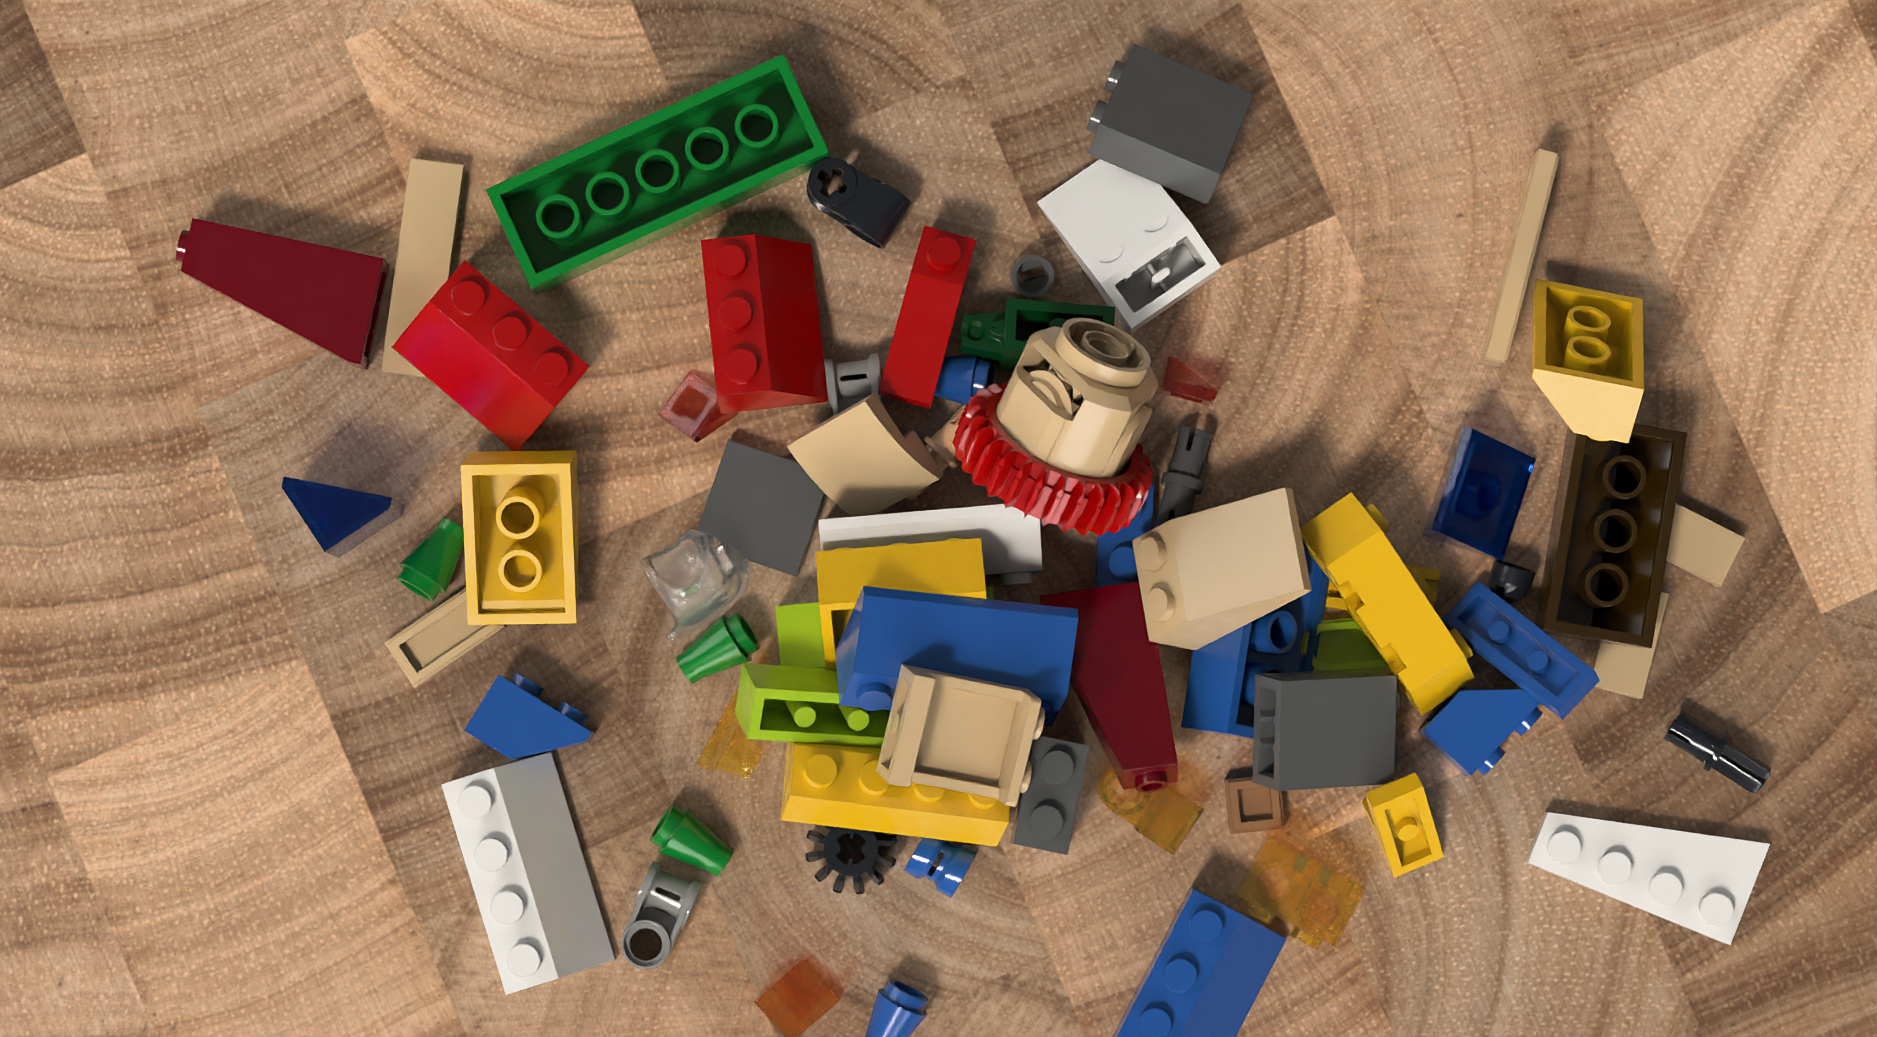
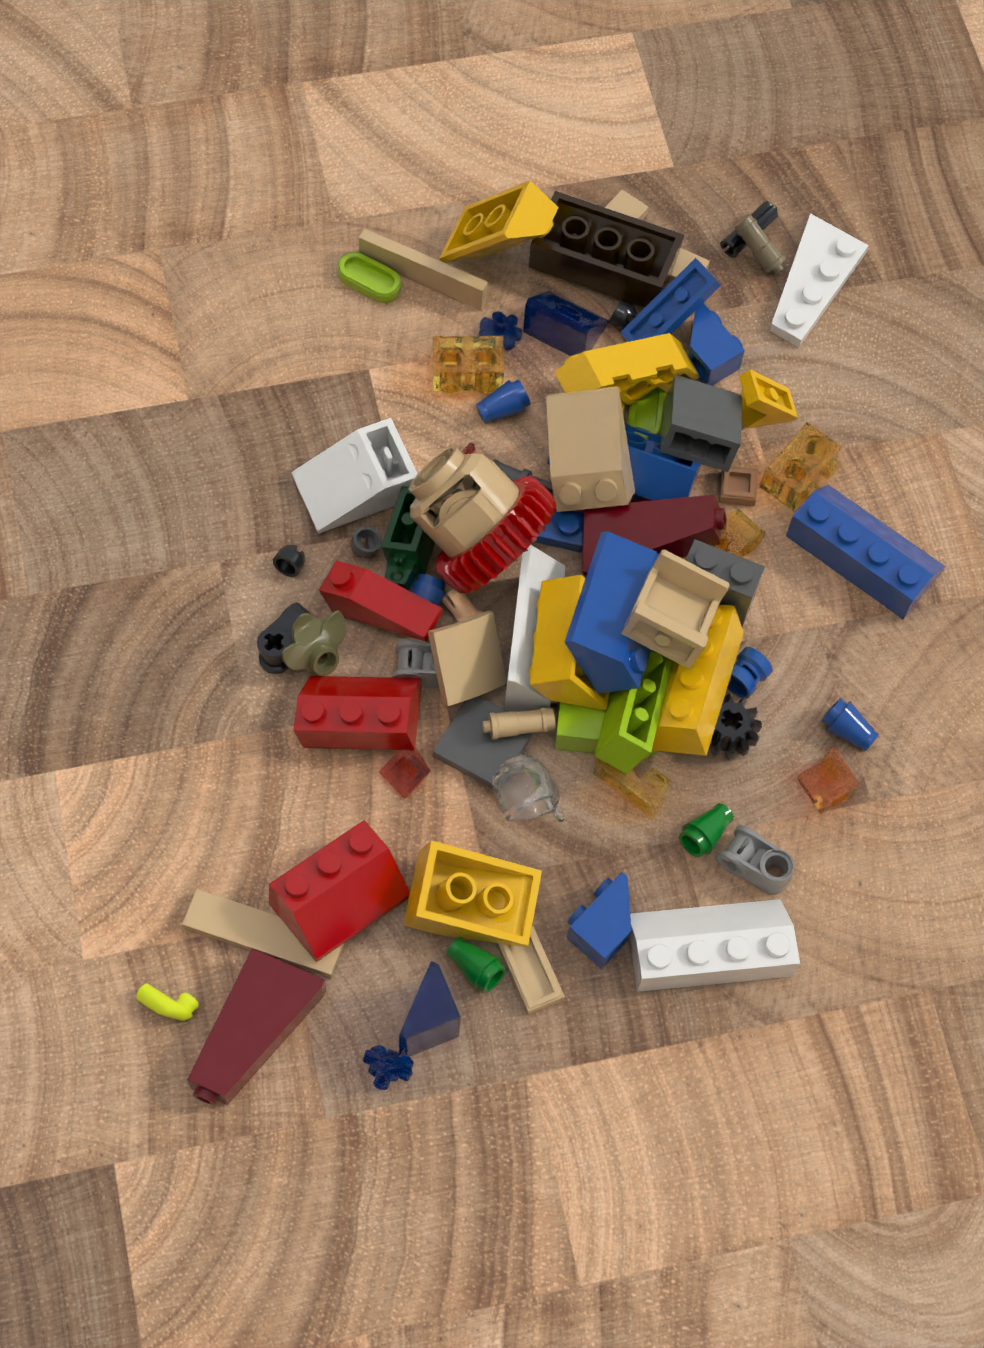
camera: 80 degrees left, 20 degrees down
(266, 470) = (387, 1066): none -> clear blue plant
(295, 163) = (166, 1006): none -> neon yellow arm
(658, 175) = (240, 756): green brick -> none
(719, 648) = (576, 784): green cone -> none
(788, 550) = (521, 722): none -> tan piece
(844, 240) = (315, 643): none -> olive plate
(983, 173) = (289, 560): none -> black hinge
(1168, 123) = (288, 436): dark grey brick -> none
(1313, 428) = (504, 401): none -> blue cone
(1379, 359) = (467, 356): none -> clear yellow brick
(1433, 404) = (501, 326): none -> clear blue plant
(1494, 180) = (369, 277): none -> lime tile
(1682, 771) = (760, 244): none -> dark tan piece

